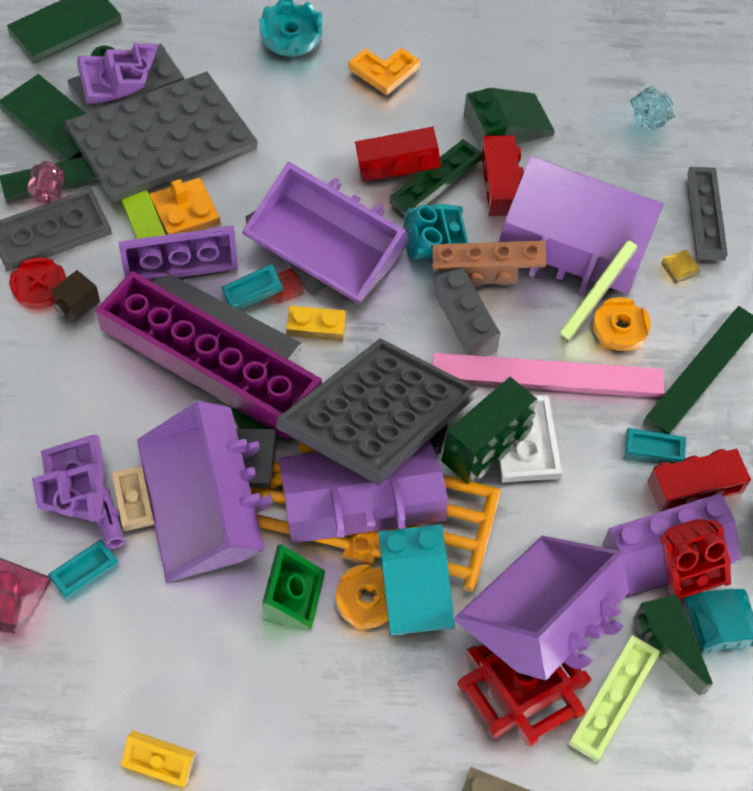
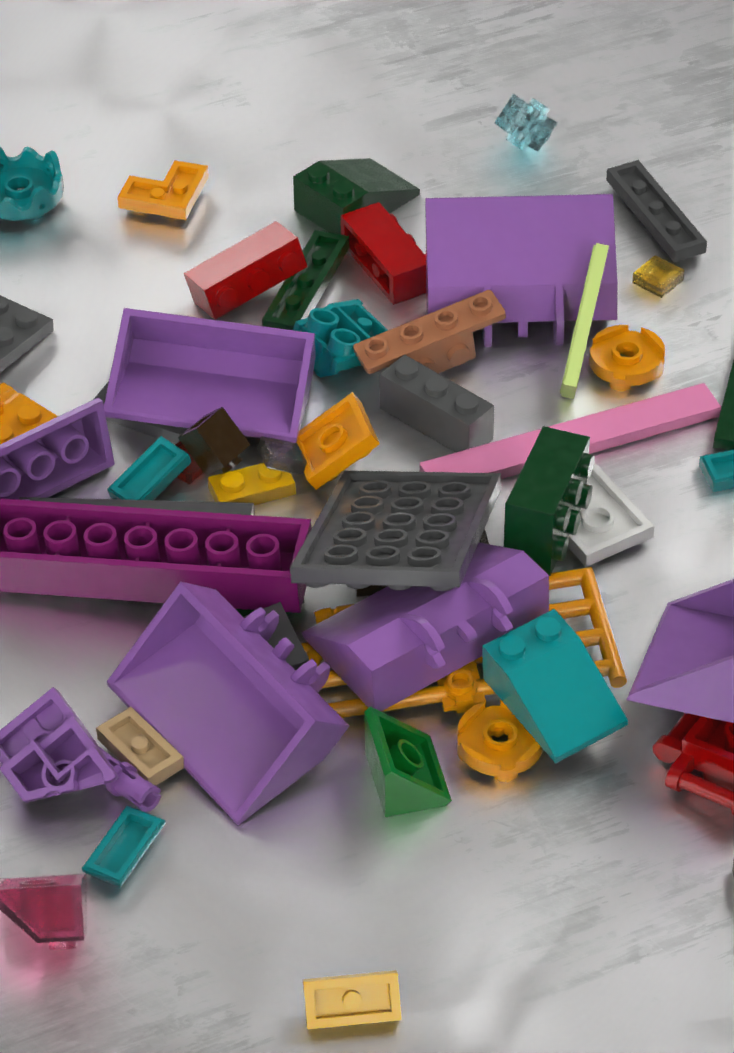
camera: 20 degrees left, 15 degrees down
(301, 284) = (215, 442): none -> dark brown brick
(342, 311) = (282, 455): none -> clear smoke tile
(382, 315) = (336, 440): none -> light orange hinge

